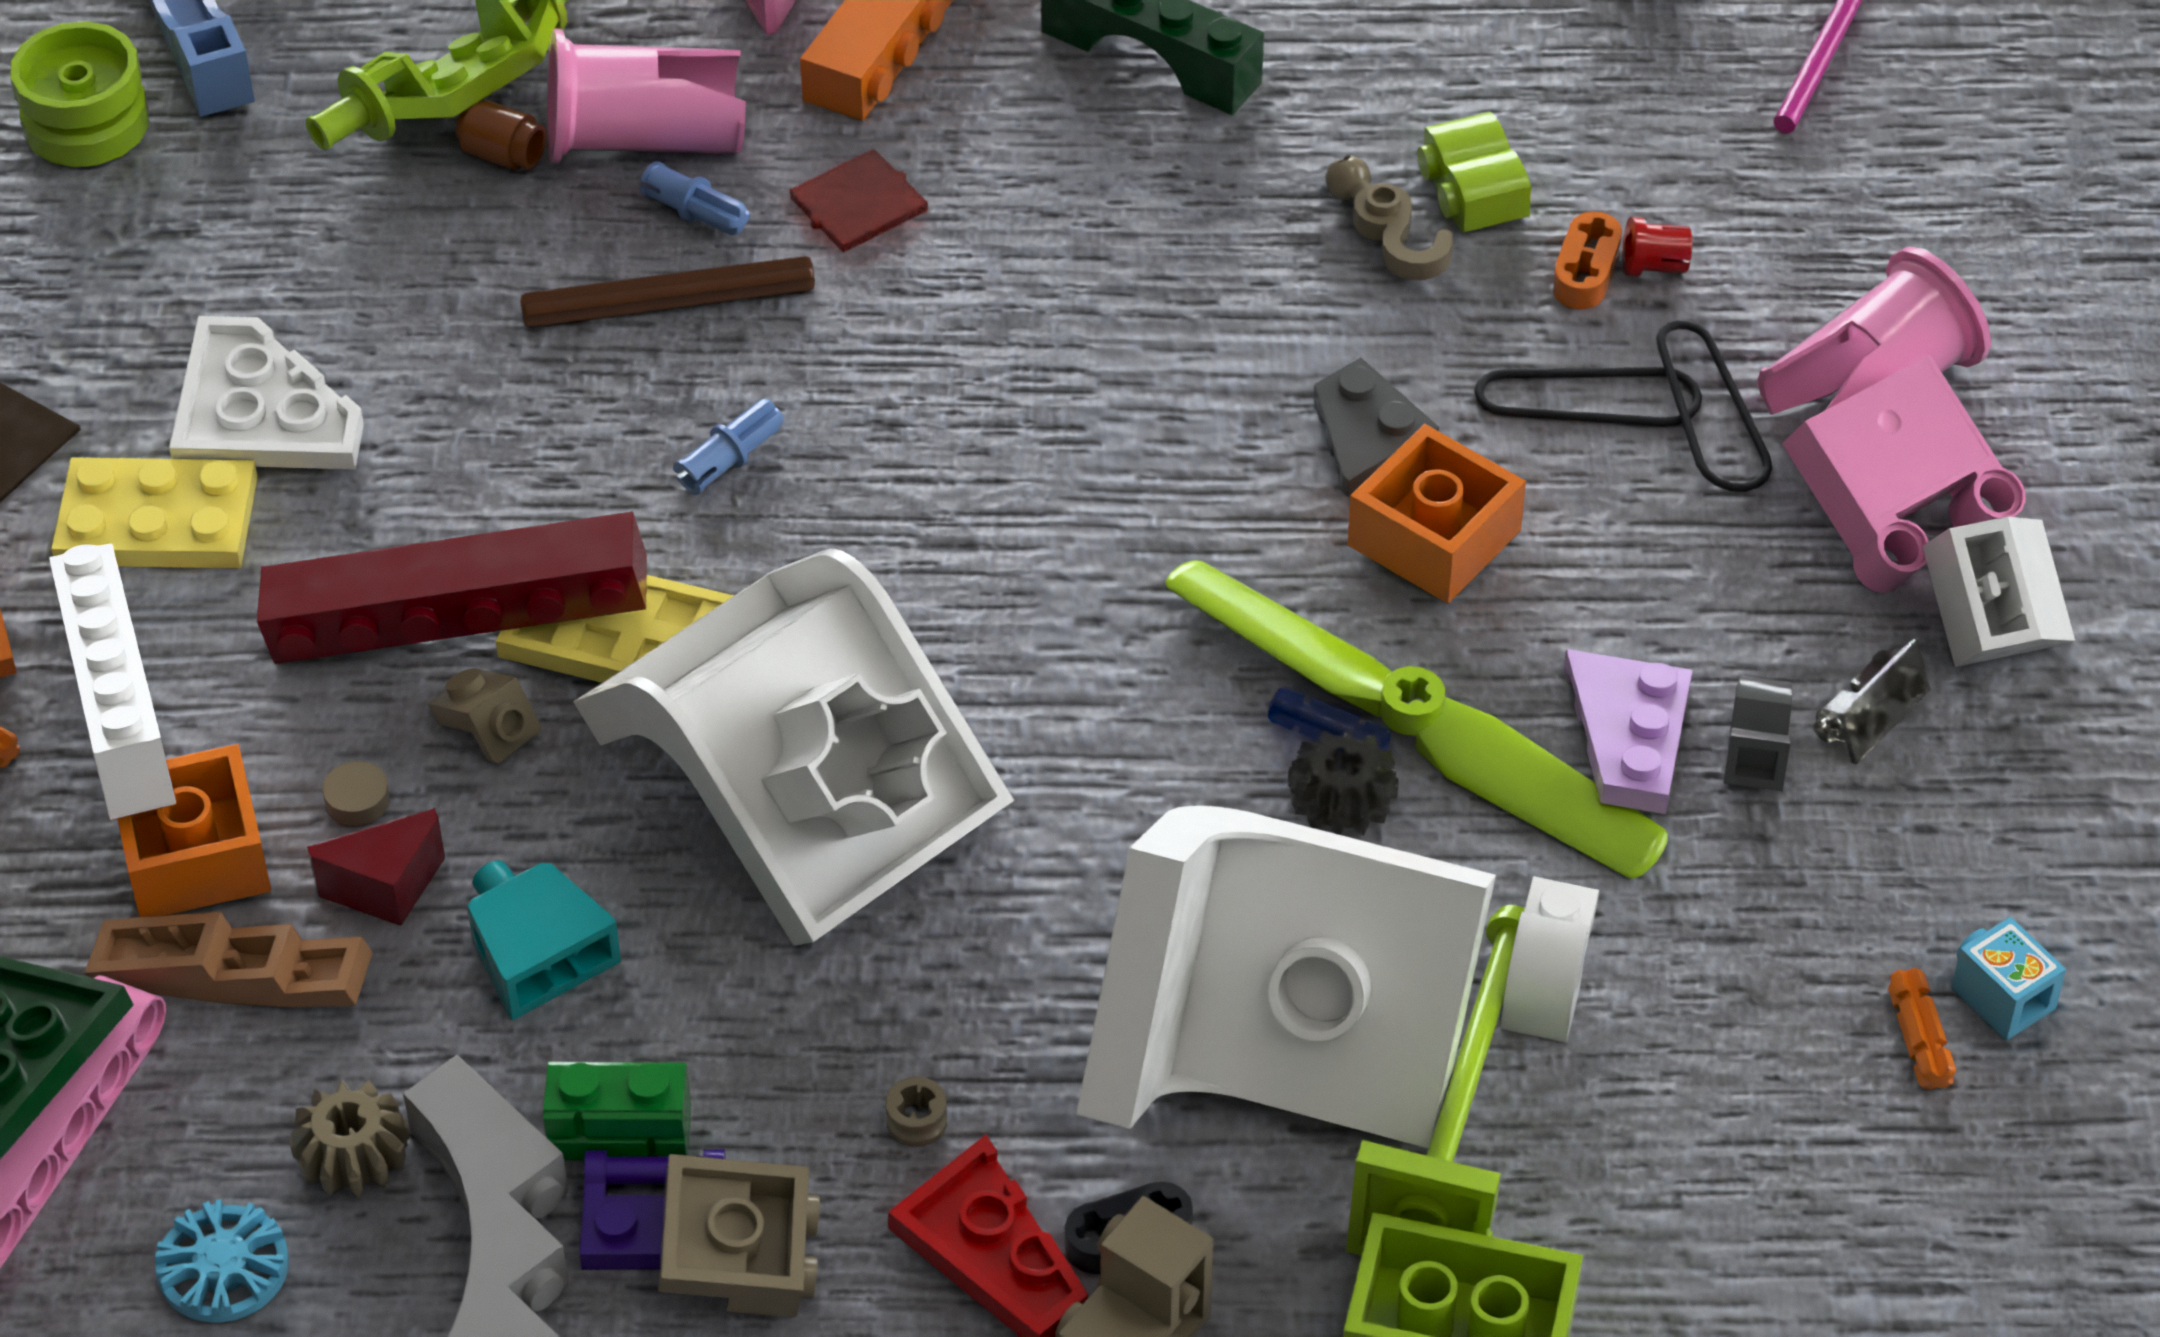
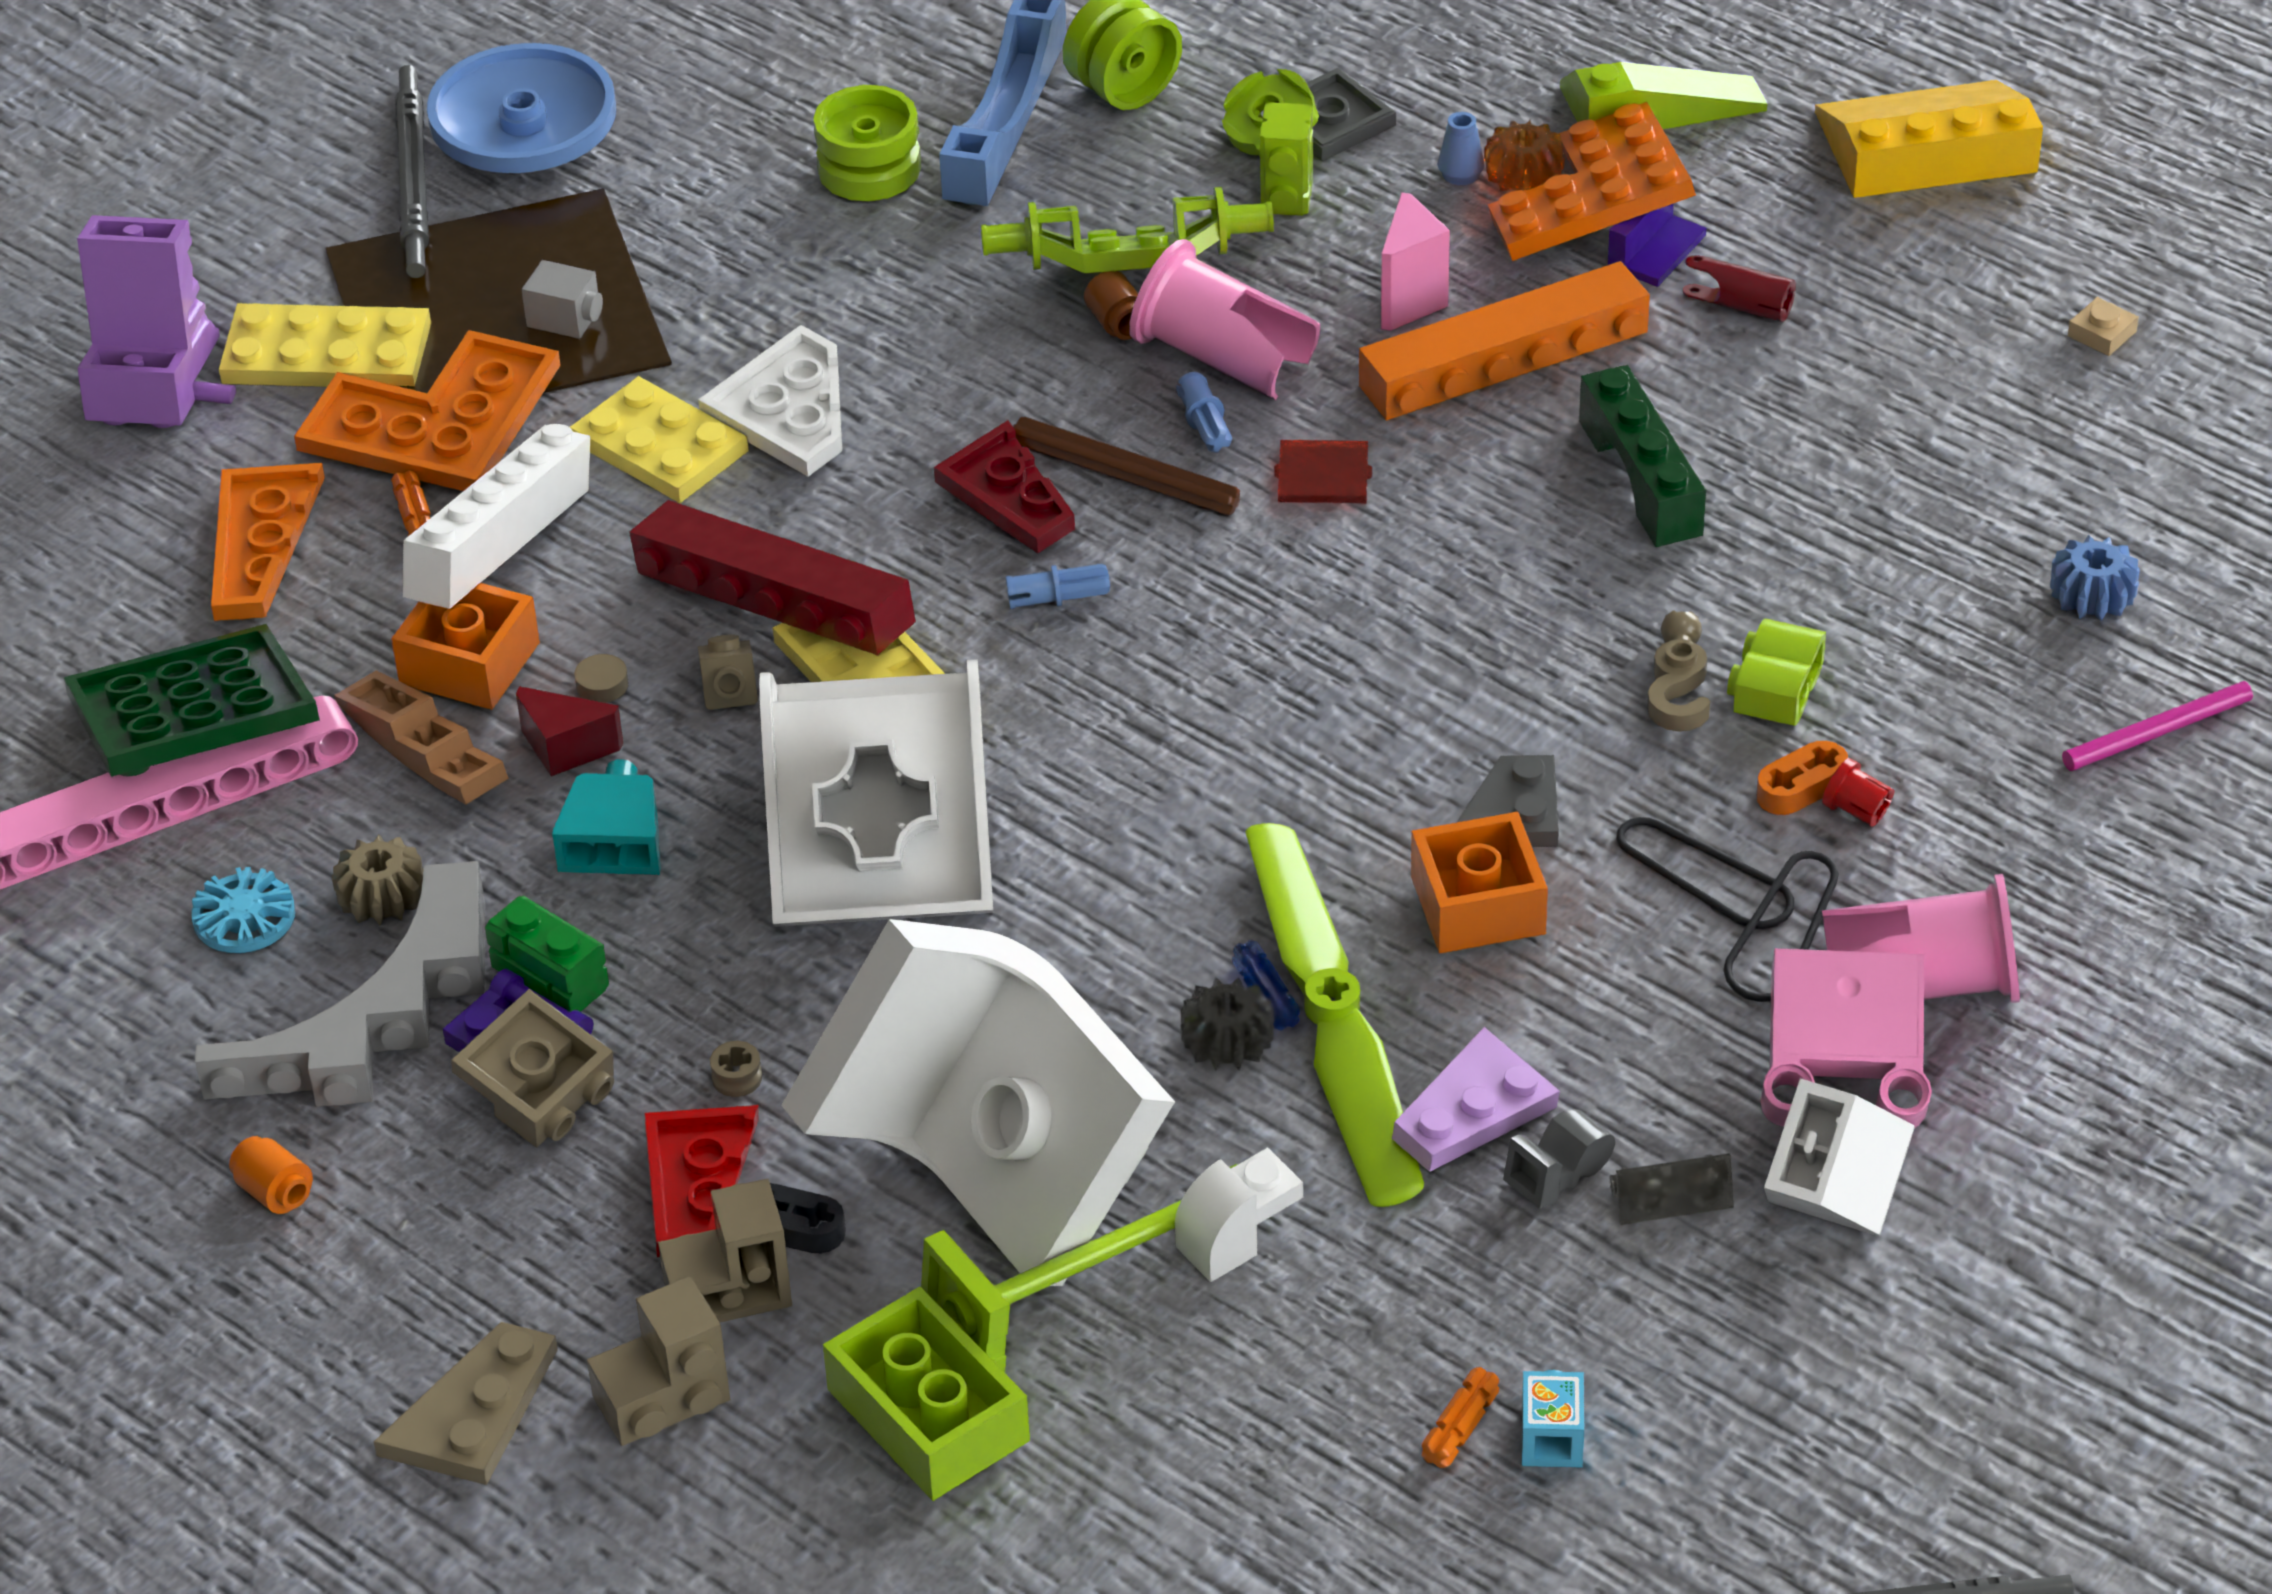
camera: 40 degrees right, 5 degrees down
(571, 375) = (1007, 488): none -> dark red wing

